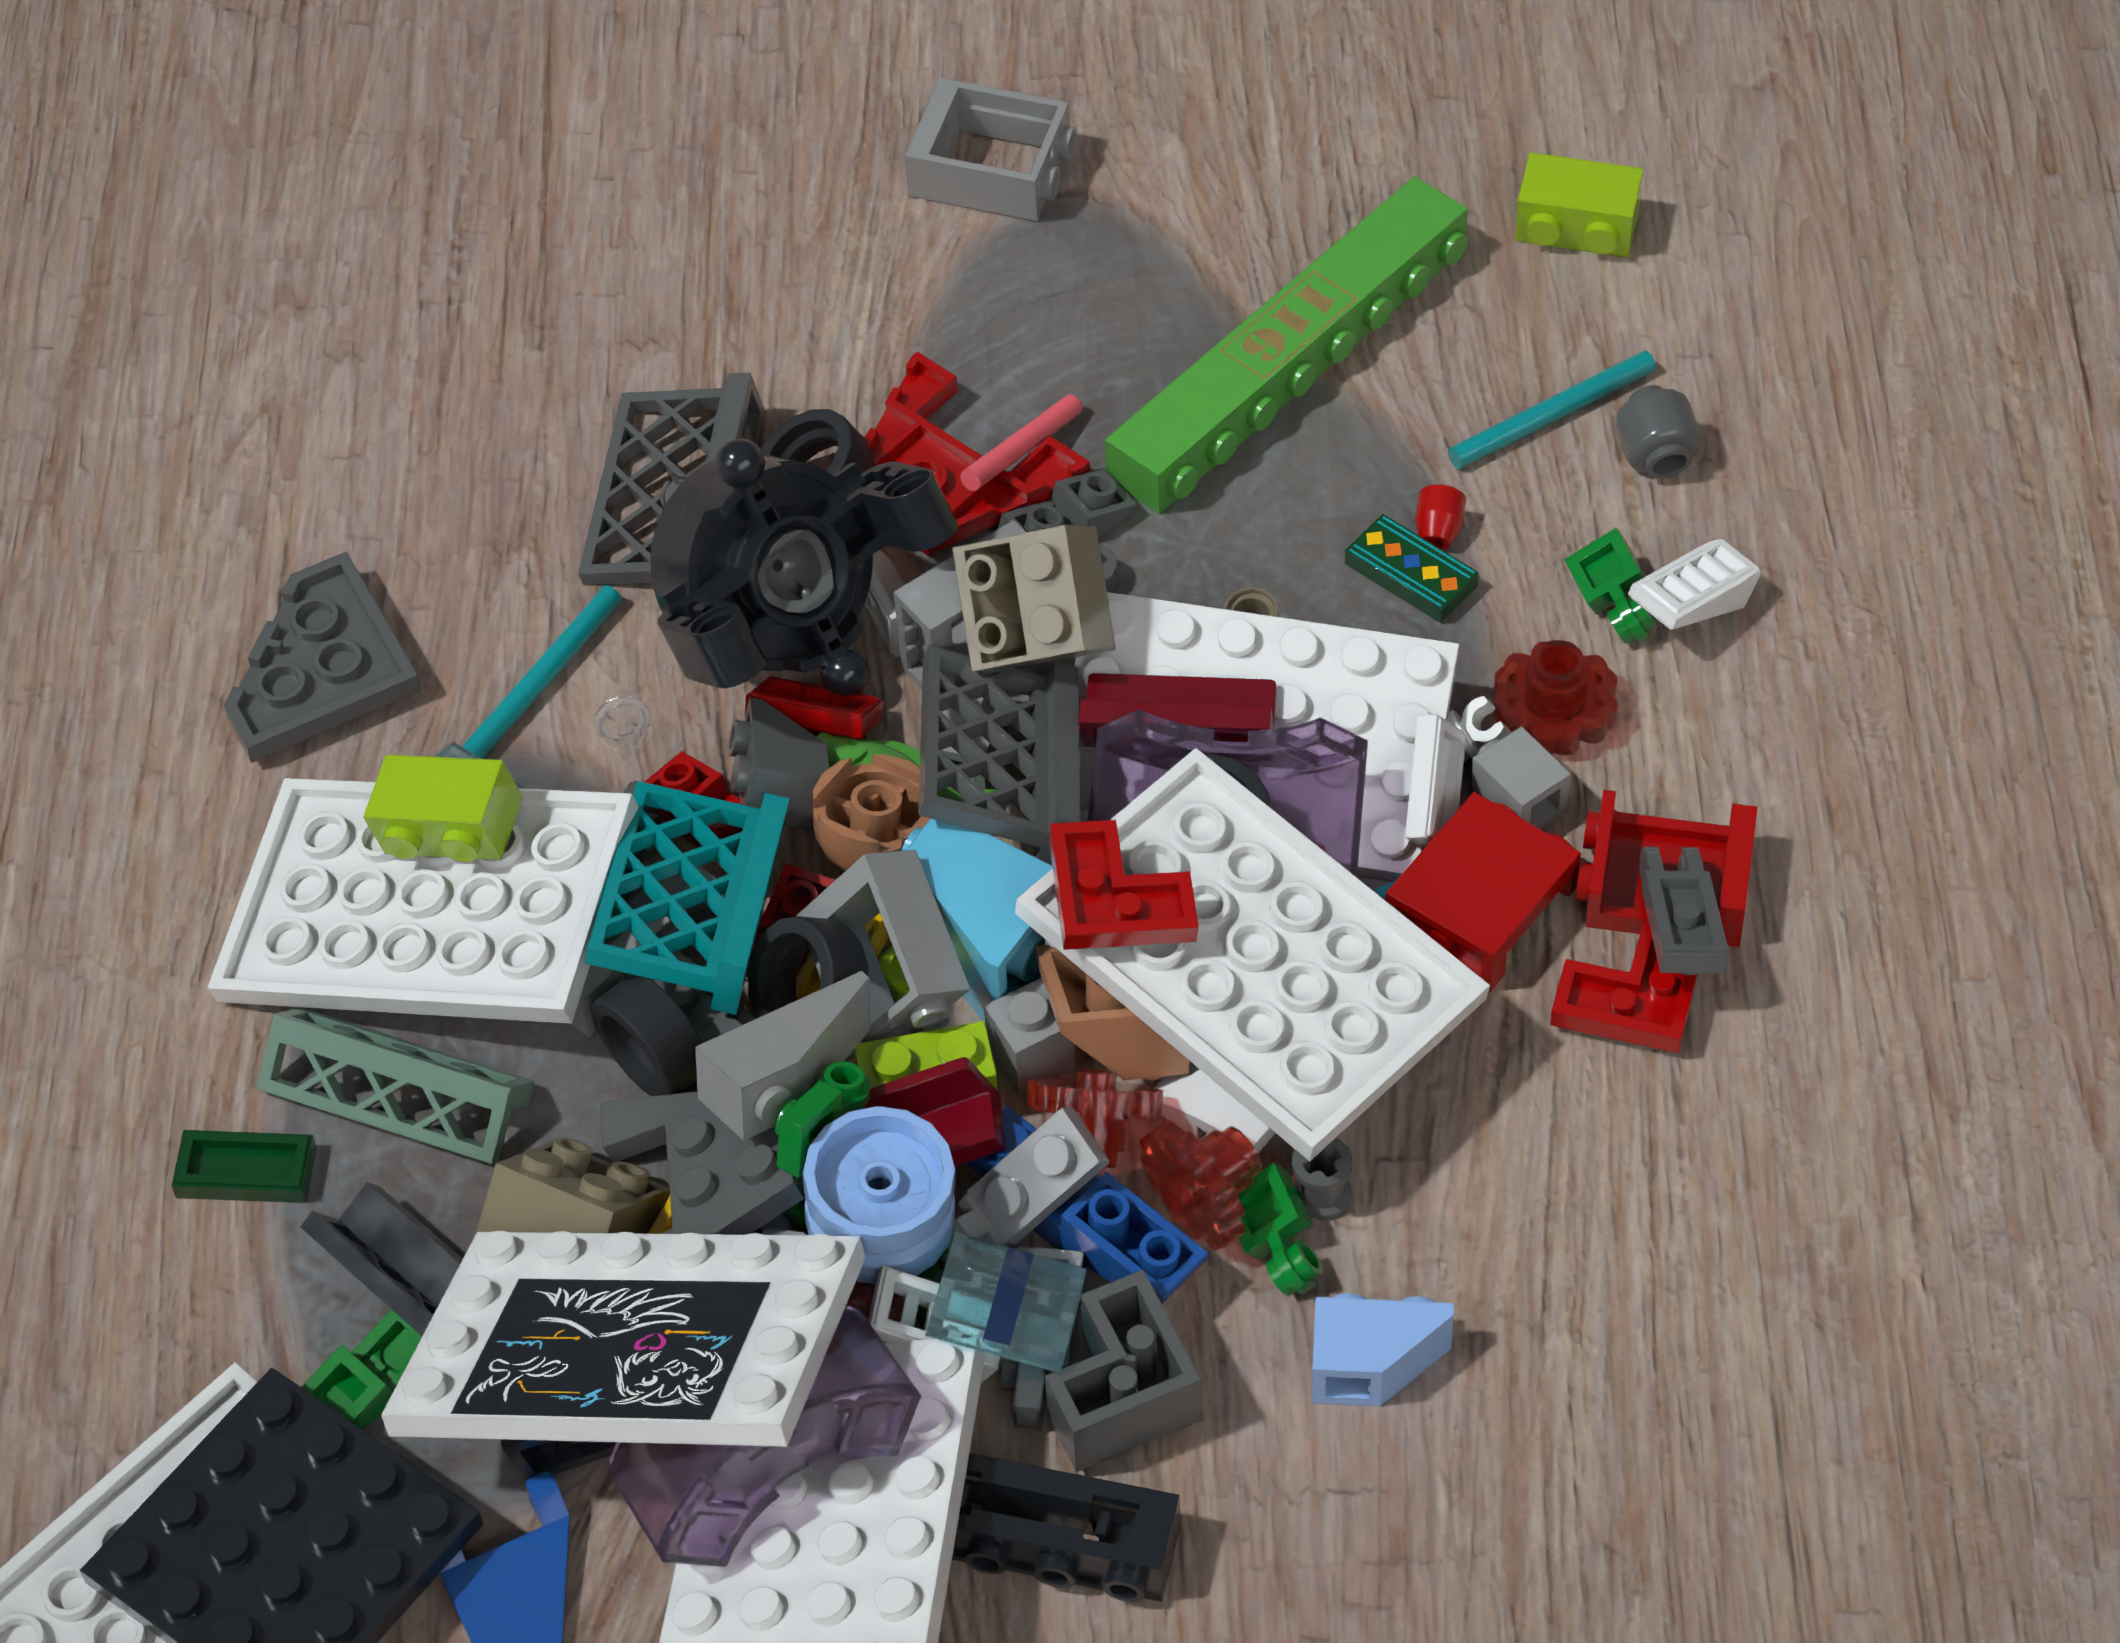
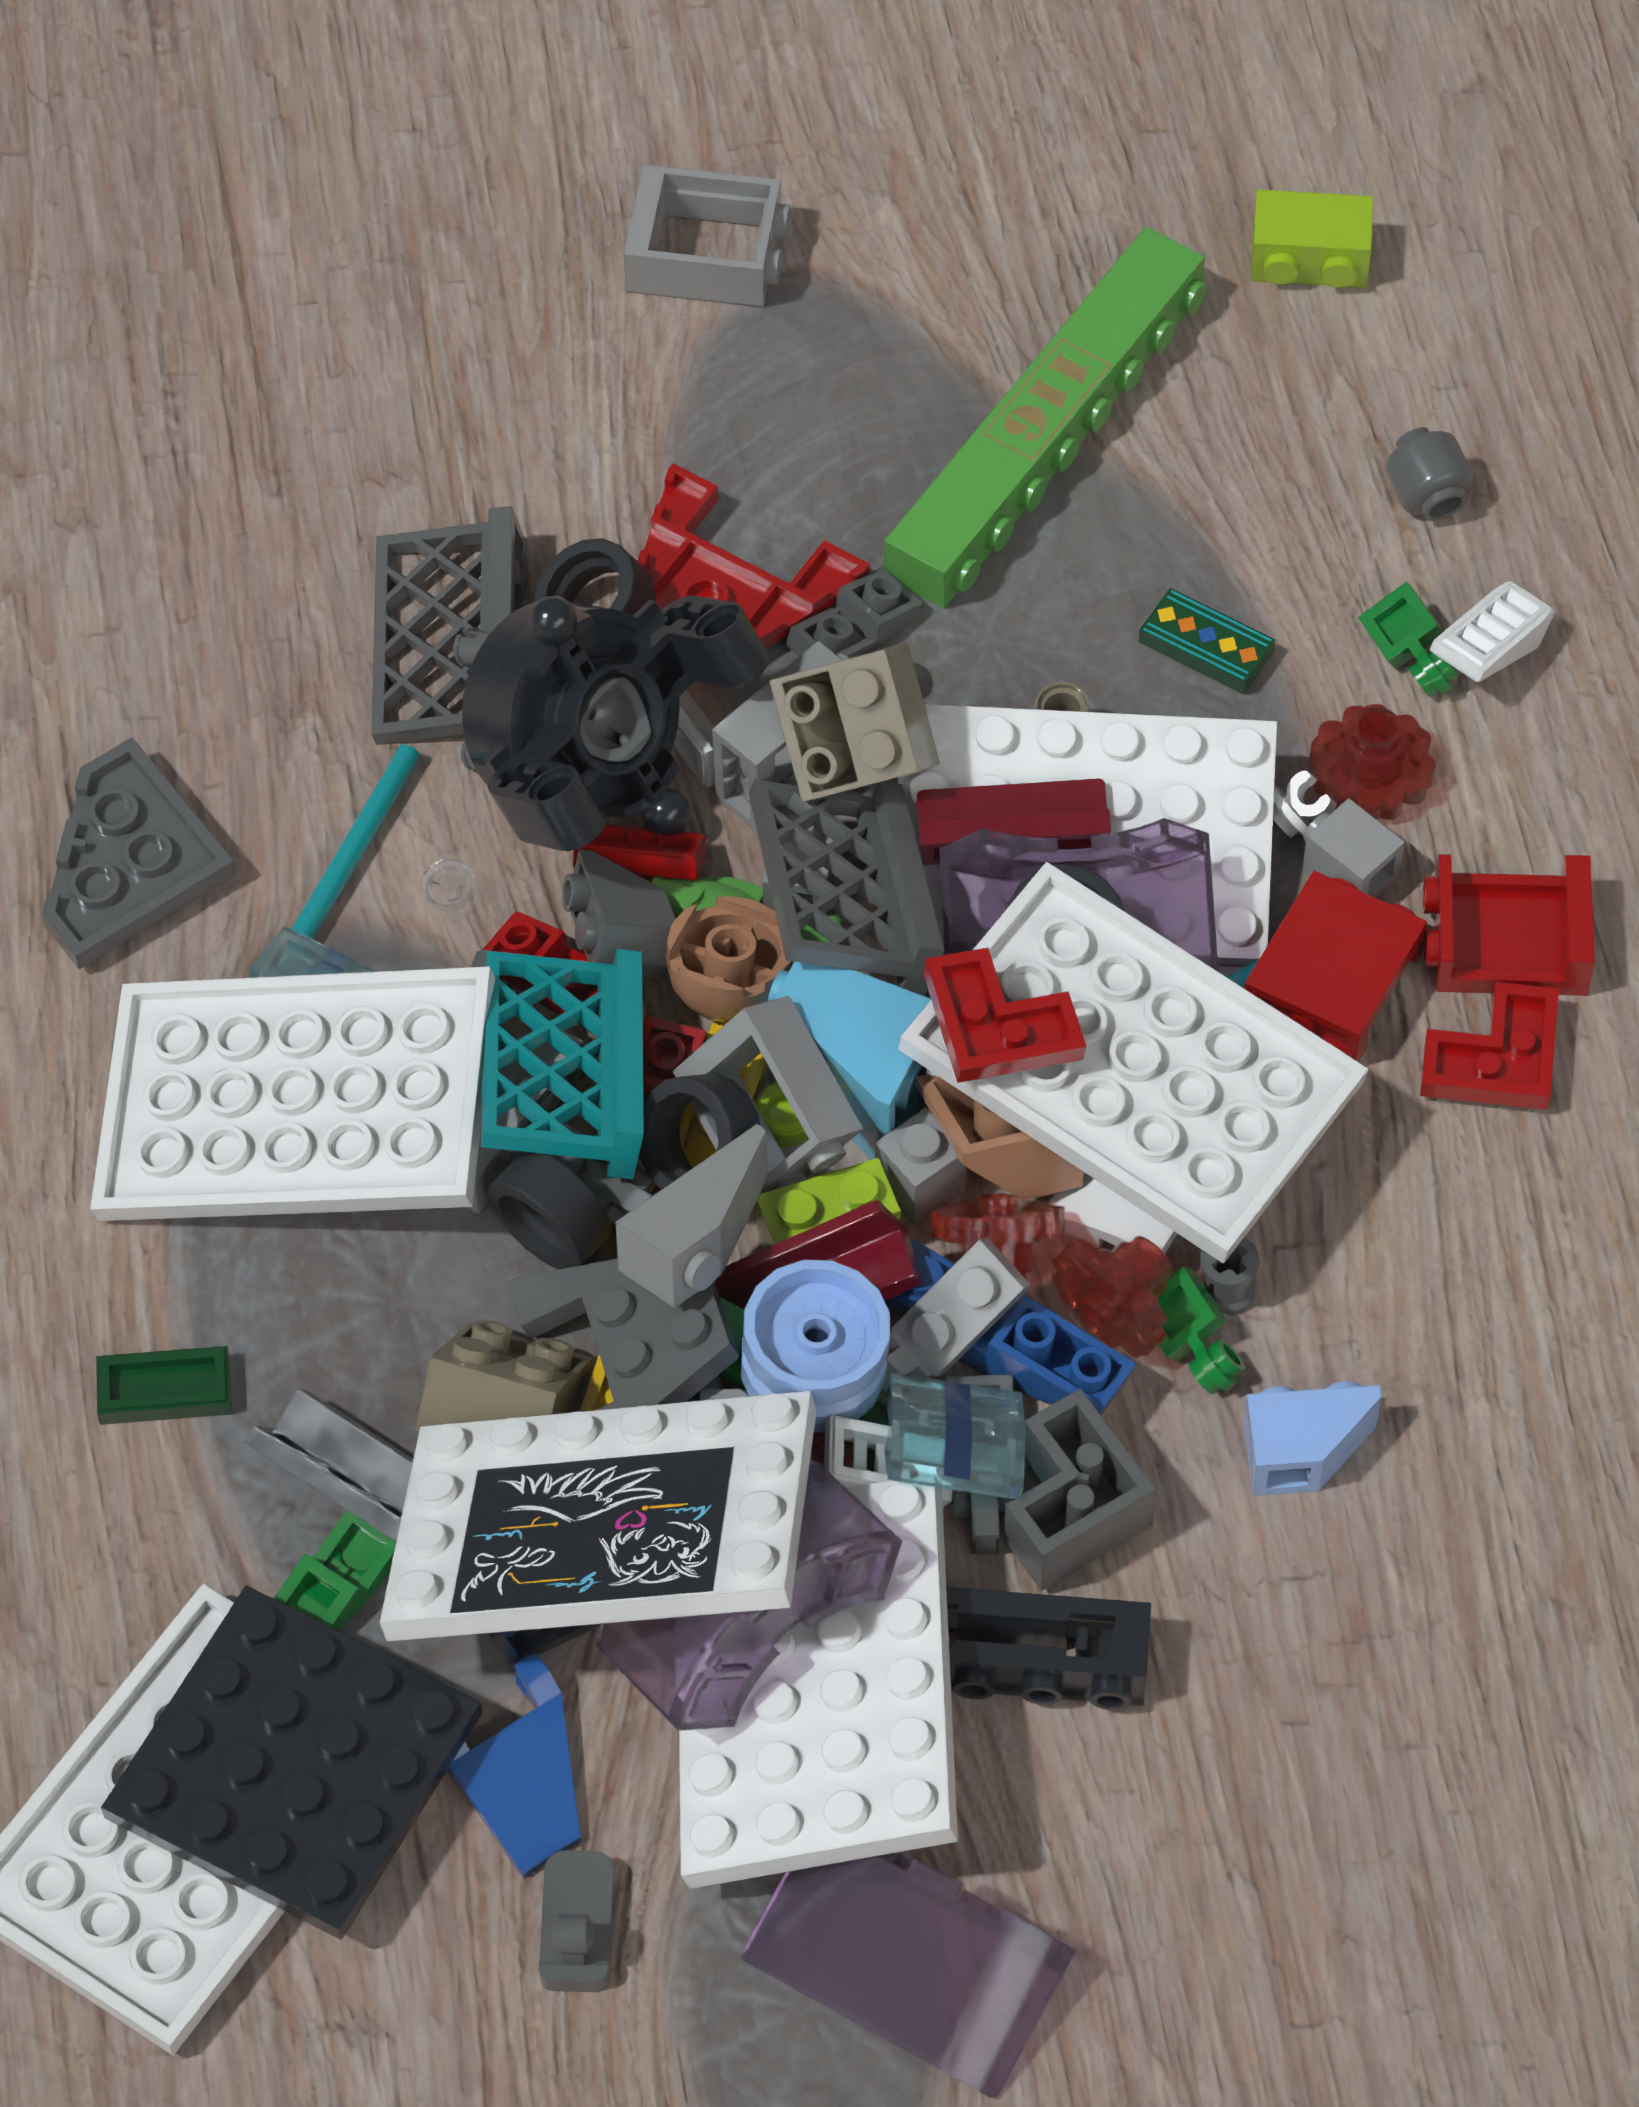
camera: 10 degrees left, 5 degrees up
(398, 1059) = (301, 1261): sand green fence -> none
(443, 807) = (302, 1002): lime brick -> none
(836, 1092) = (758, 1251): green plate -> none
(1021, 442) = (797, 550): coral bar -> none
(1434, 777) = (1272, 862): white tile -> none
(1440, 514) = (1226, 582): red hose -> none
(1551, 409) = (1317, 459): teal bar -> none
(1683, 914) = (1535, 971): dark grey hinge -> none

